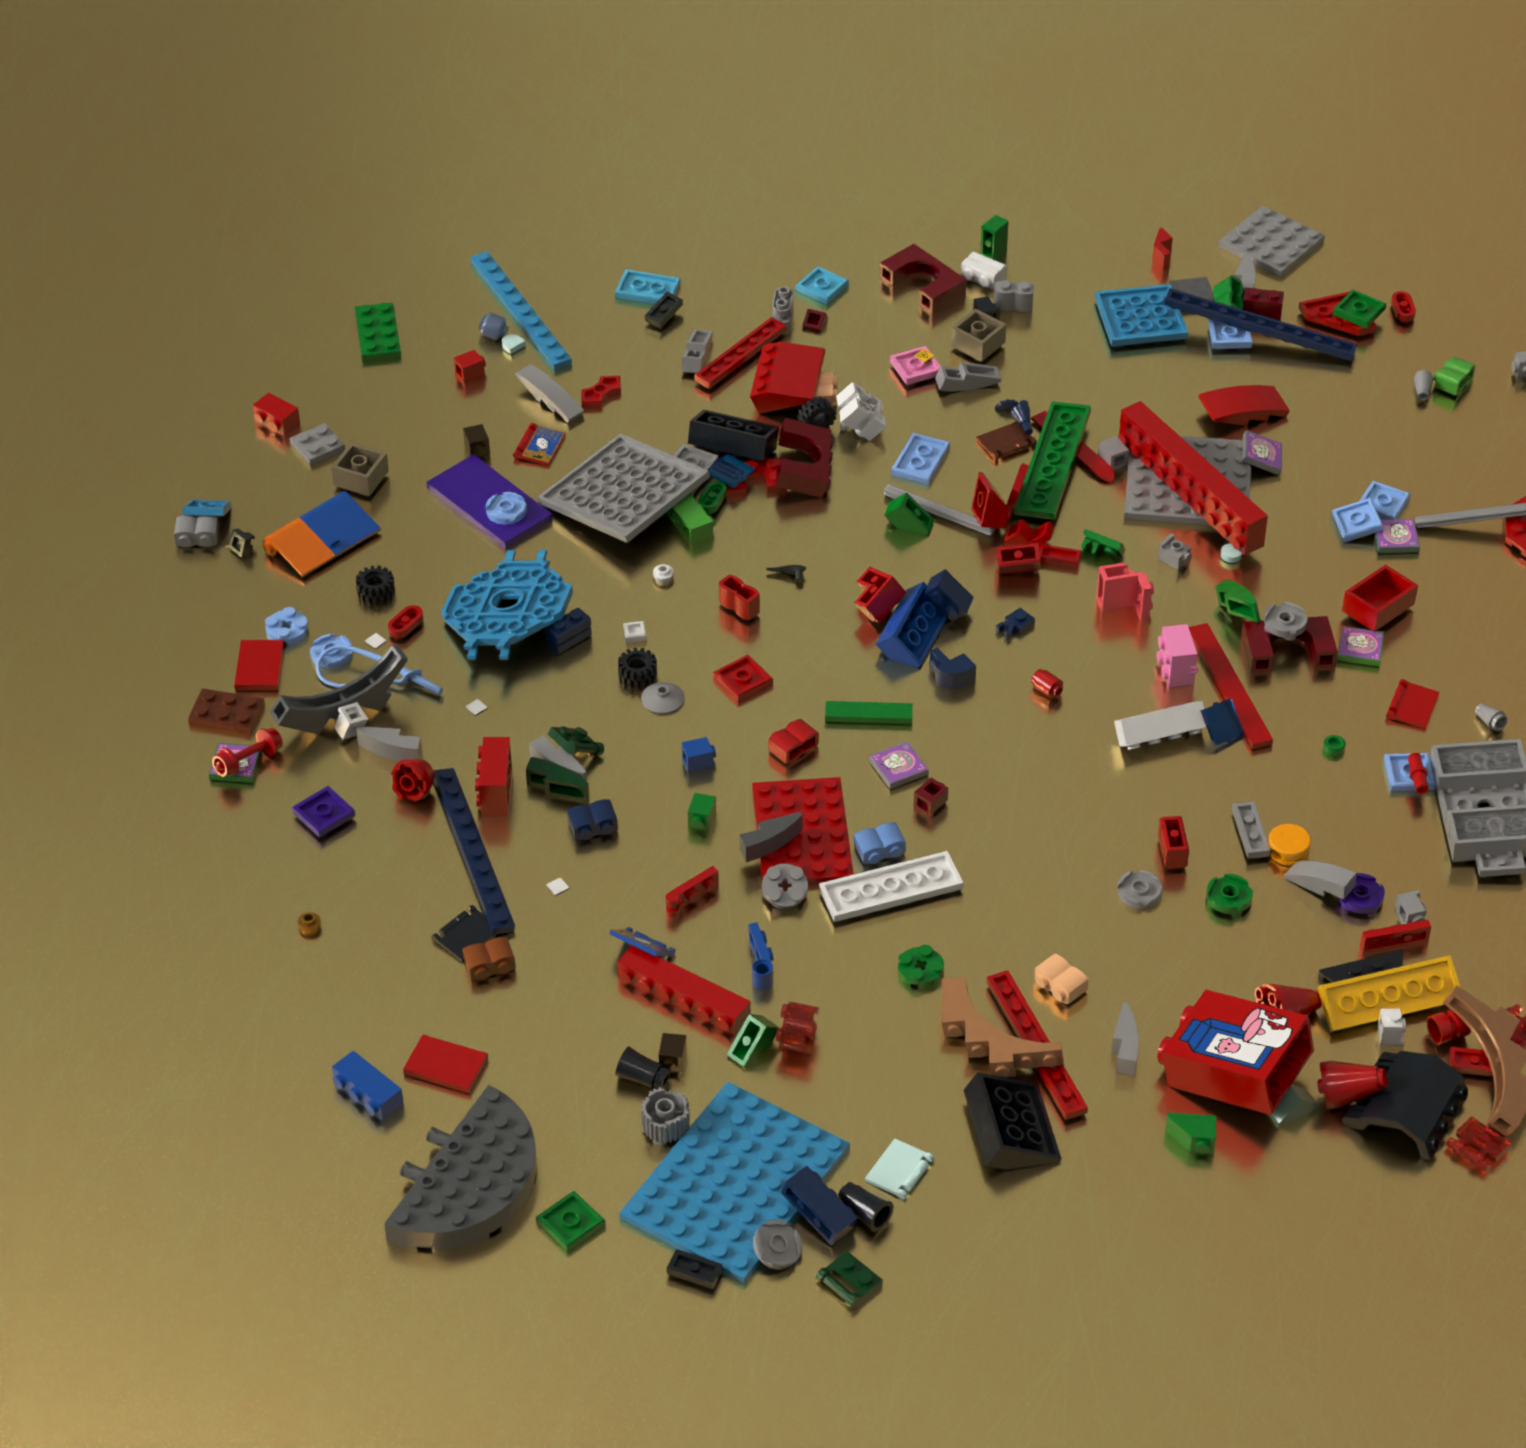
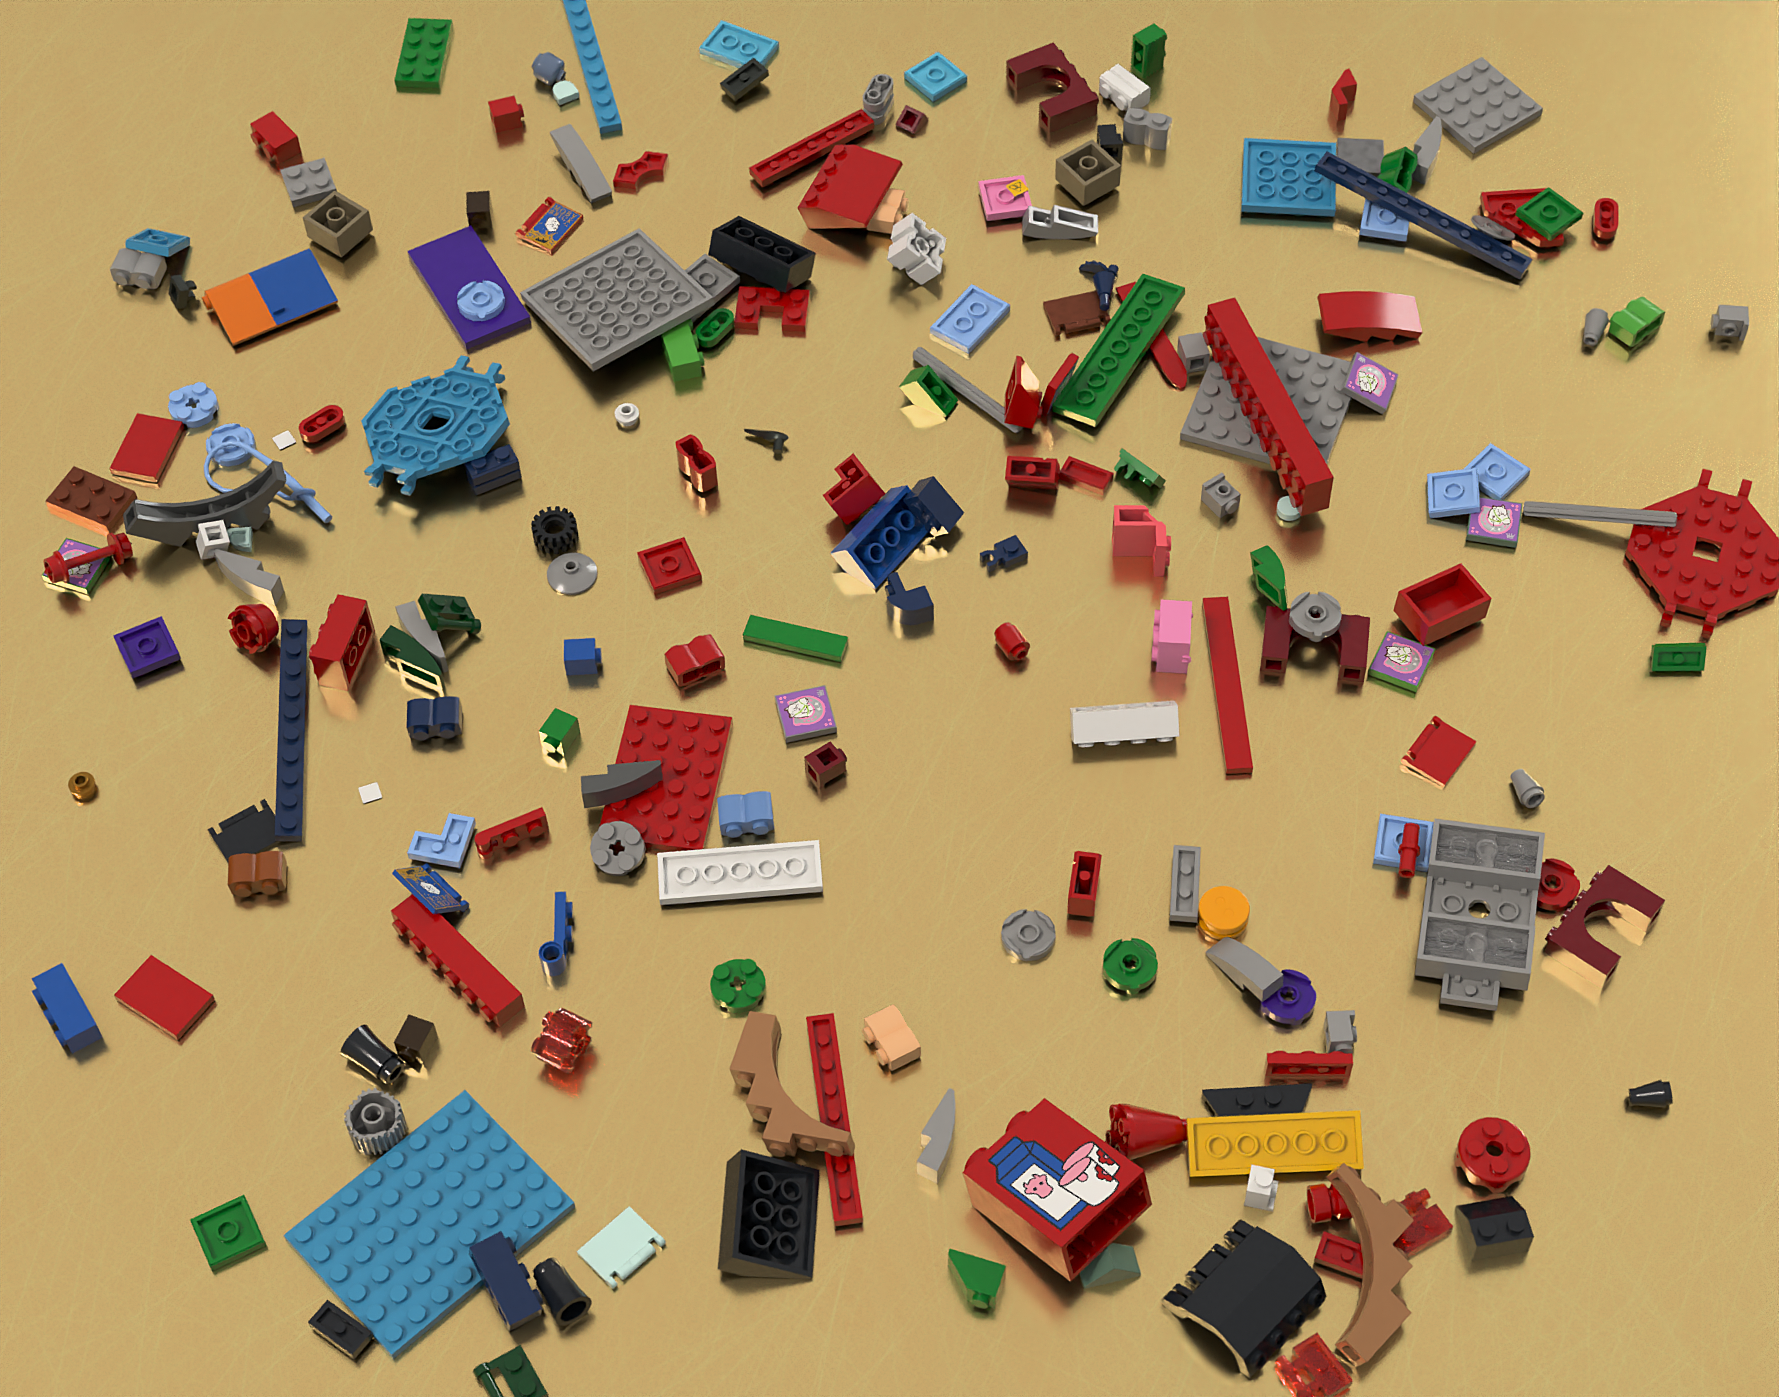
camera: 15 degrees right, 10 degrees up
(373, 718) = (241, 538): none -> light aqua tile
(378, 592) = (305, 360): black tyre -> none
(473, 1180) = (136, 1158): dark grey brick -> none
(476, 707) = (363, 545): white sticker -> none
(634, 632) = (569, 483): white tile -> none
(640, 913) = (445, 848): none -> light blue plate
(696, 350) = (763, 136): light grey slope -> none
(730, 470) = (744, 297): piece -> none
(752, 1039) = (510, 1041): green slope -> none
(777, 1244) = (443, 1320): light grey tile -> none
(814, 442) = (829, 322): dark red arch -> none
(817, 406) = (862, 236): black tyre -> none
(1022, 533) = (1055, 441): red slope -> none
(1222, 722) = (1197, 734): clear blue piece -> none
(1263, 302) = (1437, 187): dark red brick -> none
(1317, 327) = (1492, 228): none -> light grey dish
(1334, 745) = (1325, 788): green tile -> none
(1349, 1082) = (1177, 1257): red cone -> none

